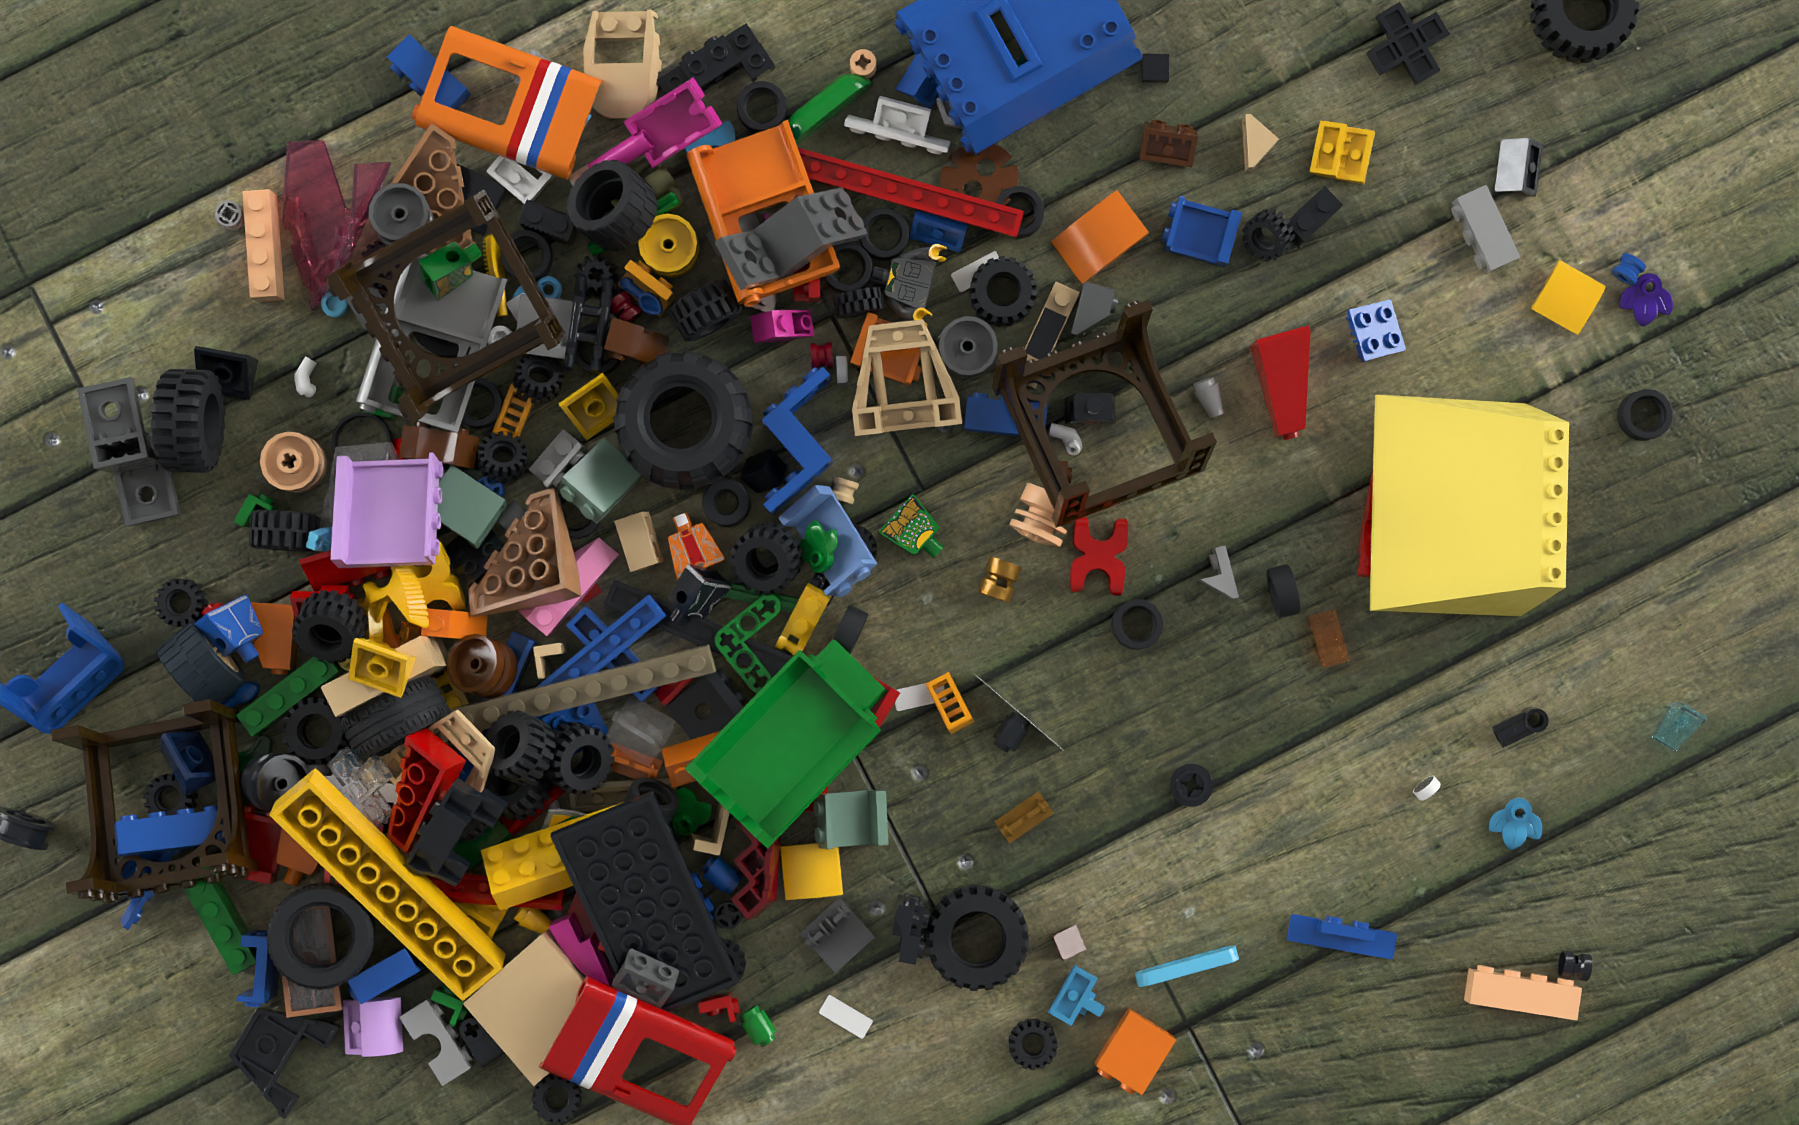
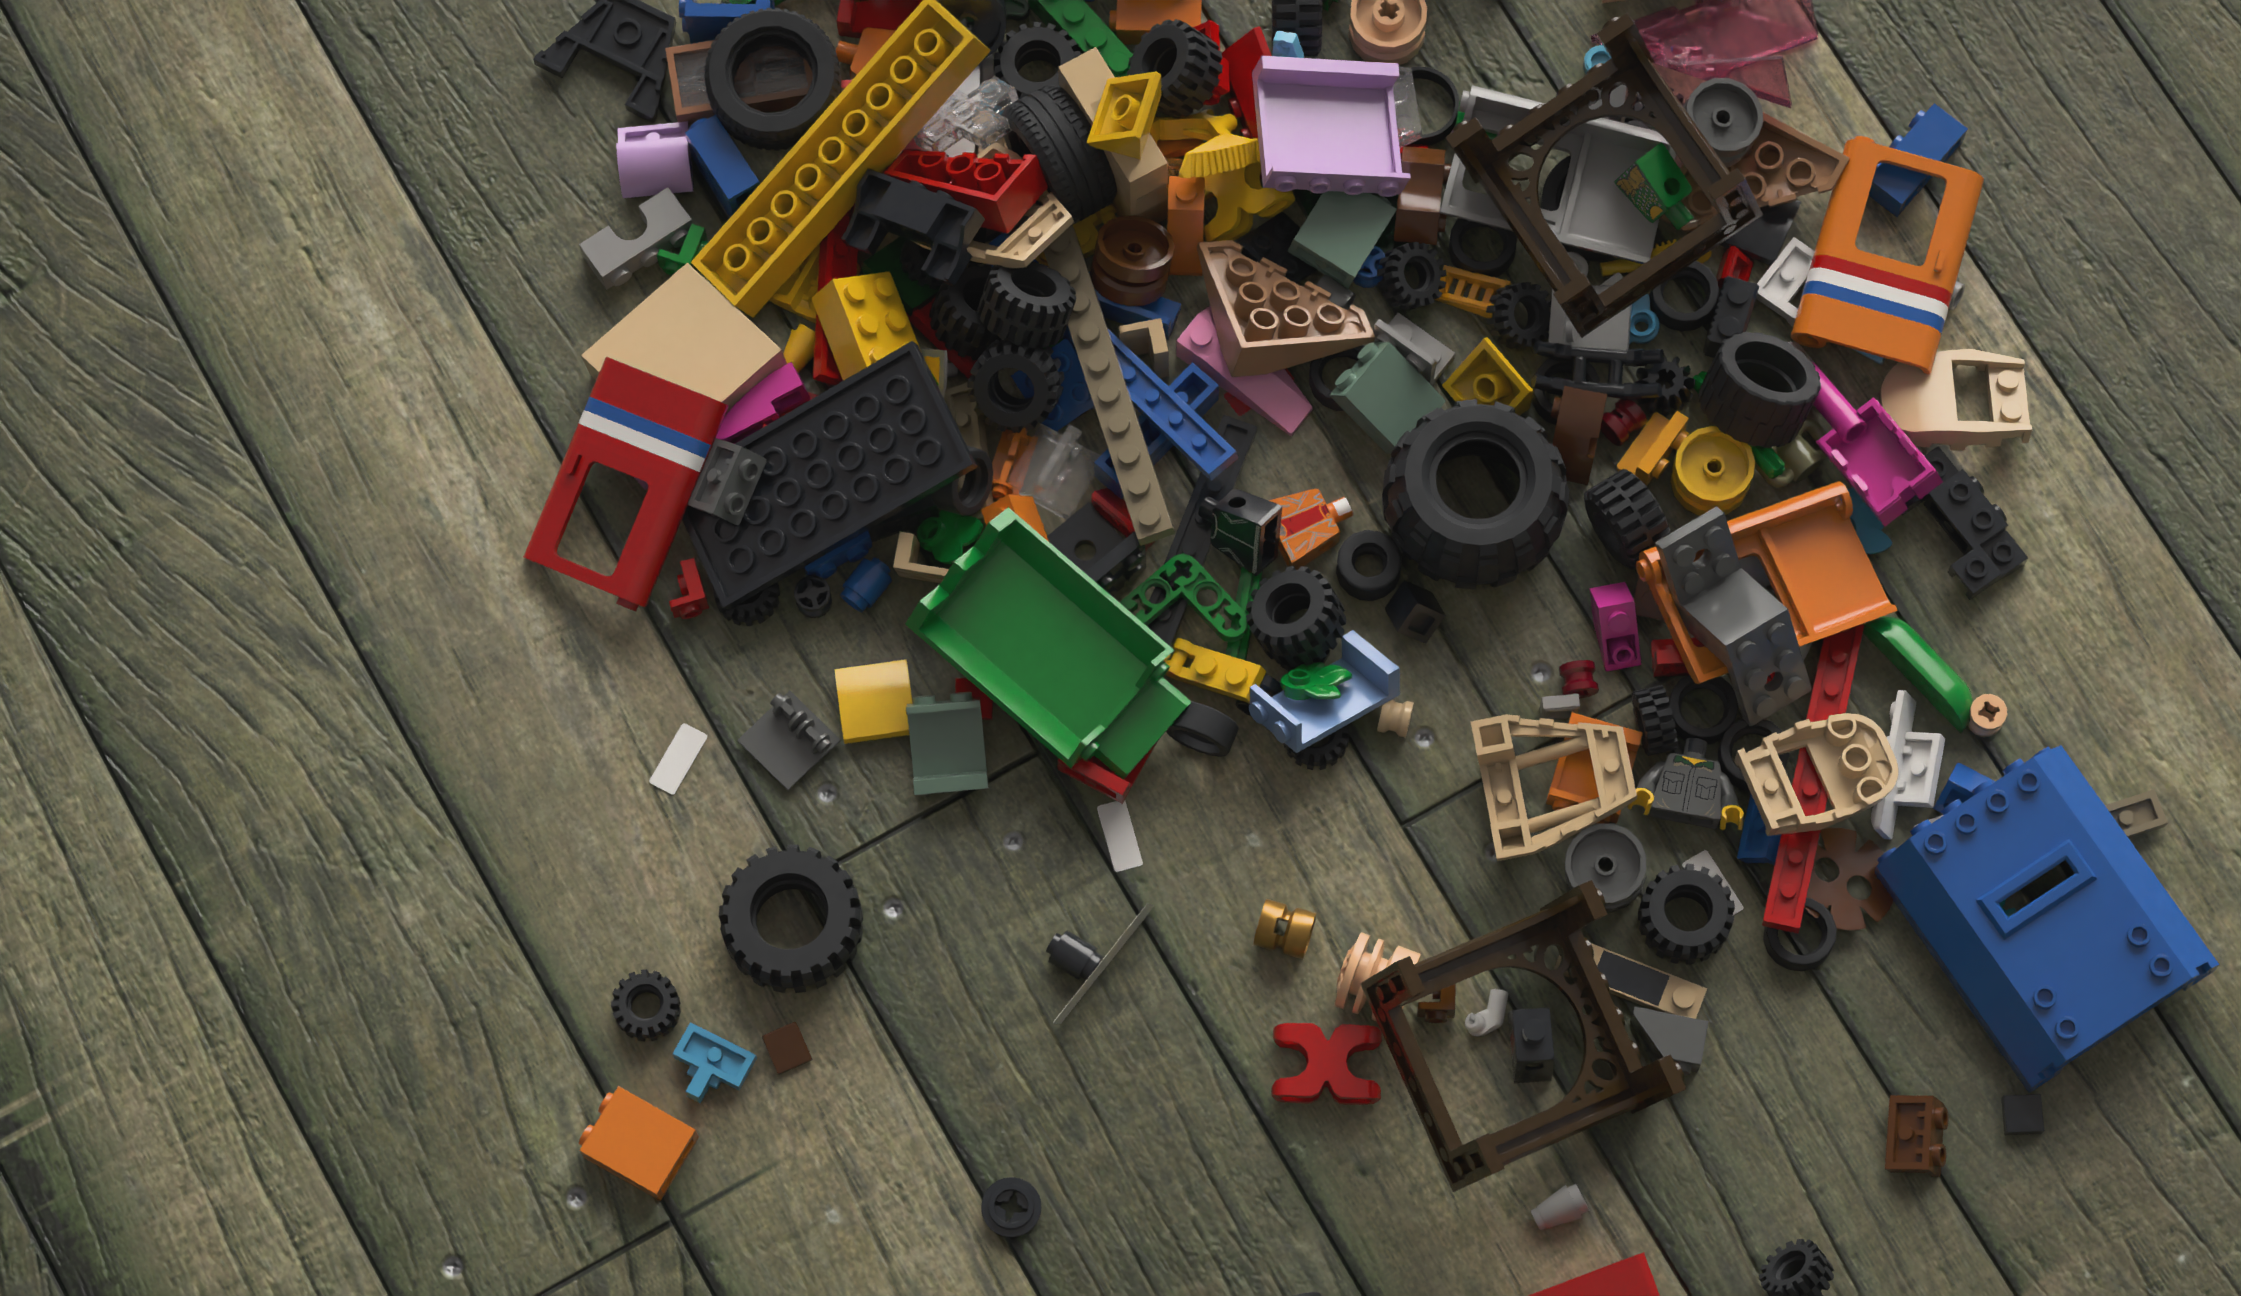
camera: 90 degrees right, 15 degrees down
(302, 378) = (1500, 28): white arm -> none
(481, 1044) = (635, 288): black piece -> none
(510, 217) = (1734, 264): none -> red slope
(552, 1114) = (553, 374): black tyre -> none
(639, 541) = (1309, 457): tan hinge -> none
(647, 301) = (1636, 447): blue piece -> none
(758, 1026) = (664, 641): green brick -> none
(760, 87) = (1929, 563): black tyre -> none
(761, 869) = (872, 633): dark red brick -> none
(796, 439) = (1460, 647): blue bracket -> none
(902, 163) = (1848, 757): none -> tan slope
(908, 922) = (803, 815): black bracket -> none
(913, 529) = (1348, 810): torso -> none
(960, 723) = (1102, 892): light orange slope -> none
(991, 415) = (1511, 899): blue brick -> none
(1024, 817) = (957, 980): pearl gold hinge -> none
(1099, 237) = (1774, 1045): orange slope -> none
(1156, 618) = (1242, 1094): black tyre -> none
(1186, 966) = (758, 1210): medium azure beam -> none
(1201, 232) = (1794, 1185): blue panel -> none
(1224, 581) = (1301, 1239): light grey slope -> none
(1256, 141) = (1926, 1258): tan slope -> none

